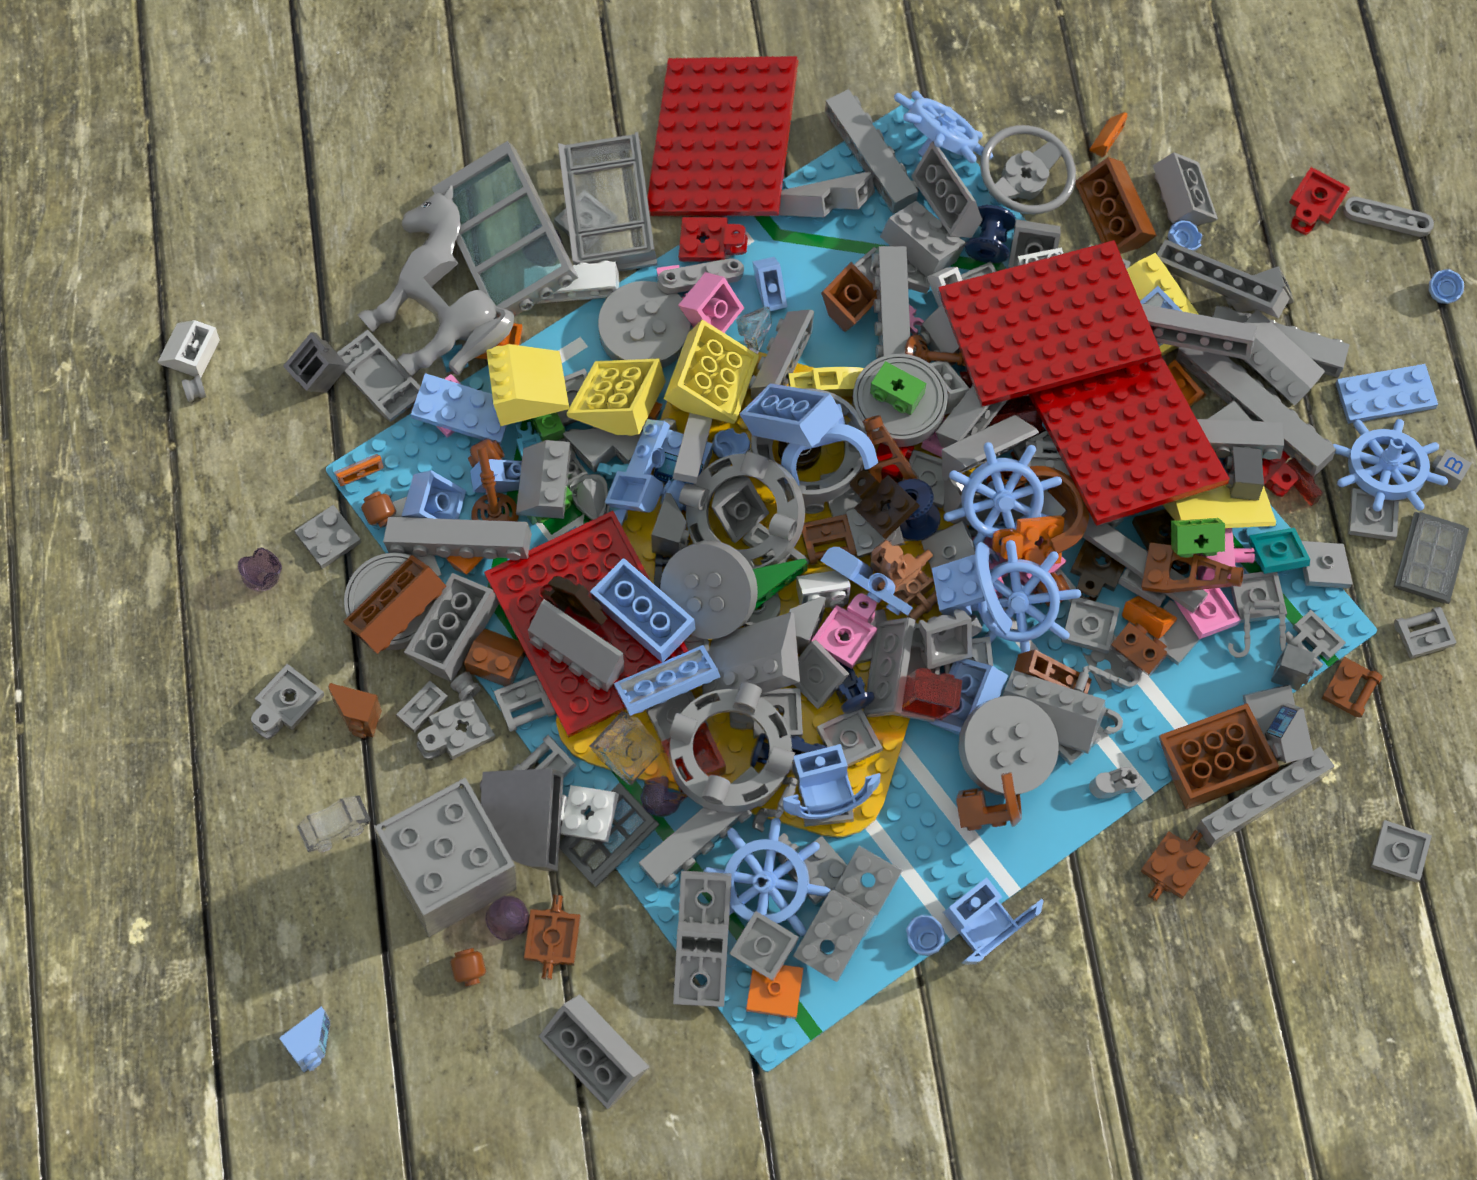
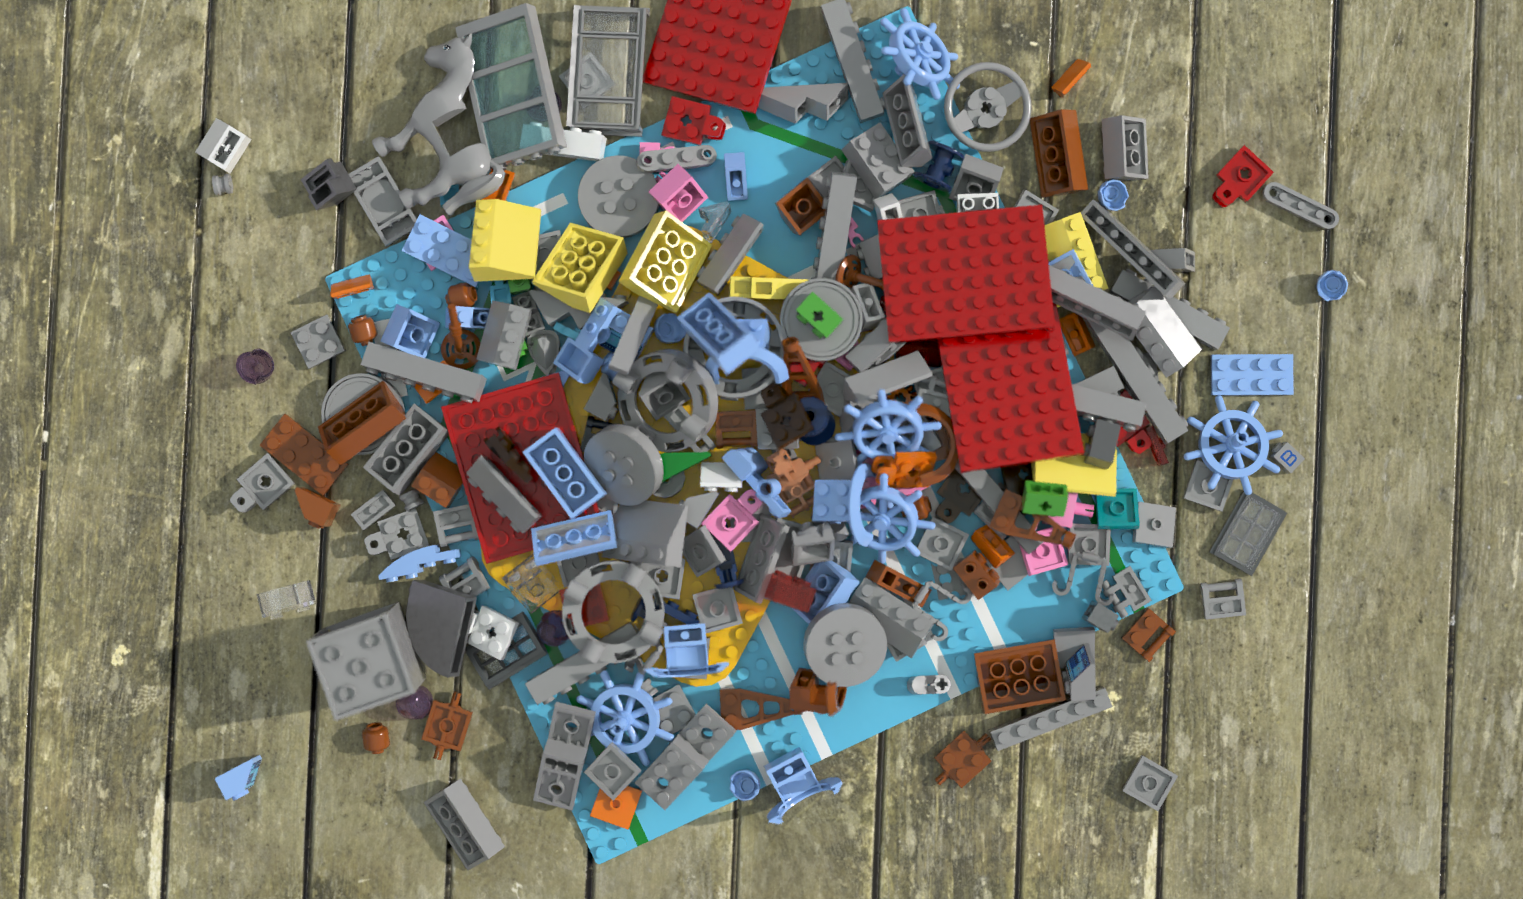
camera: 10 degrees right, 20 degrees up
(329, 658) = (303, 454): none -> dark orange plate
(476, 756) = (412, 562): none -> light blue slope
(888, 841) = (731, 707): none -> dark orange plate

